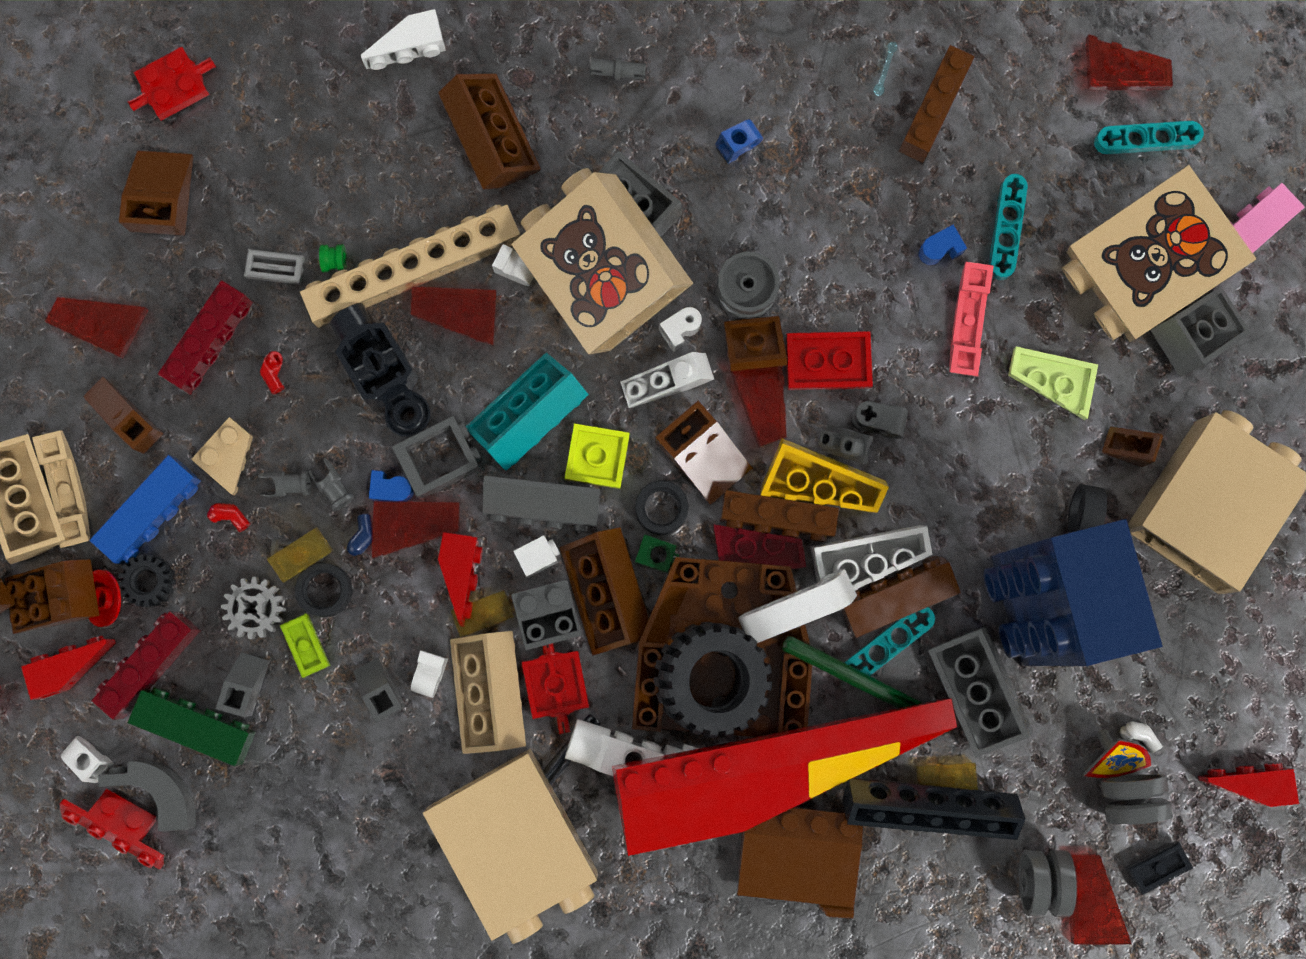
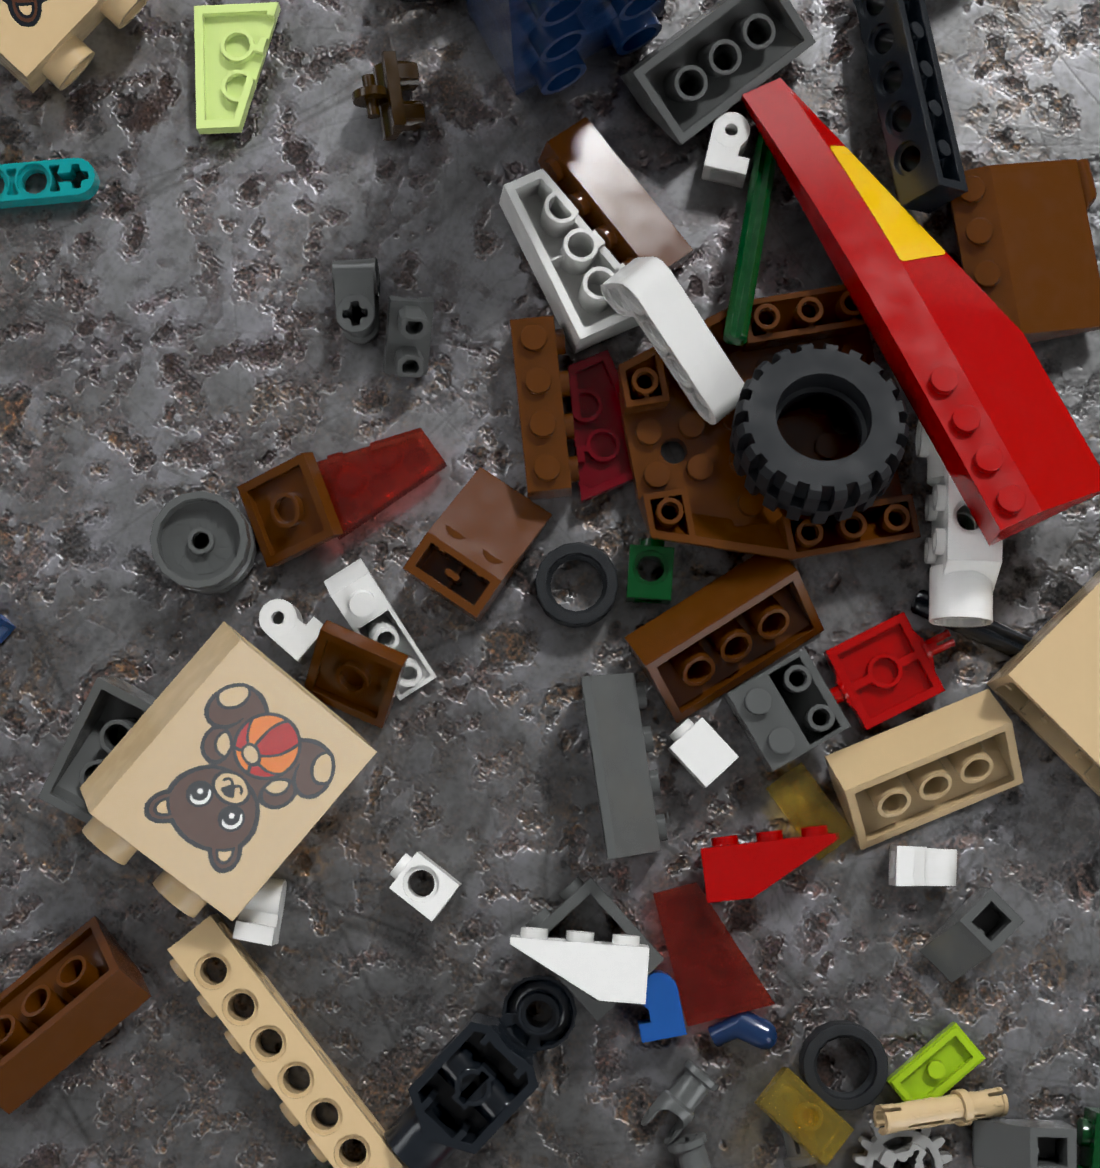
camera: 95 degrees left, 0 degrees up
(277, 651) = (957, 1108): none -> tan pin
(421, 454) = (600, 968): none -> white slope
(458, 310) = (353, 982): clear red wing -> none
(499, 378) = (443, 890): none -> white brick
(526, 411) = (484, 830): teal slope -> none
(597, 456) = (524, 702): neon yellow plate -> none
(642, 356) = (355, 673): none -> reddish brown plate
(815, 478) = (472, 372): yellow wedge -> none
(829, 360) = (287, 394): red plate -> none
(890, 648) = (691, 202): teal beam -> none
(922, 680) = (724, 152): none -> white leg
(941, 244) = (69, 276): blue leg -> none
(949, 775) = (849, 75): clear yellow plate -> none
(969, 319) = (171, 207): coral slope -> none
(1019, 477) = (384, 99): none -> dark brown hips

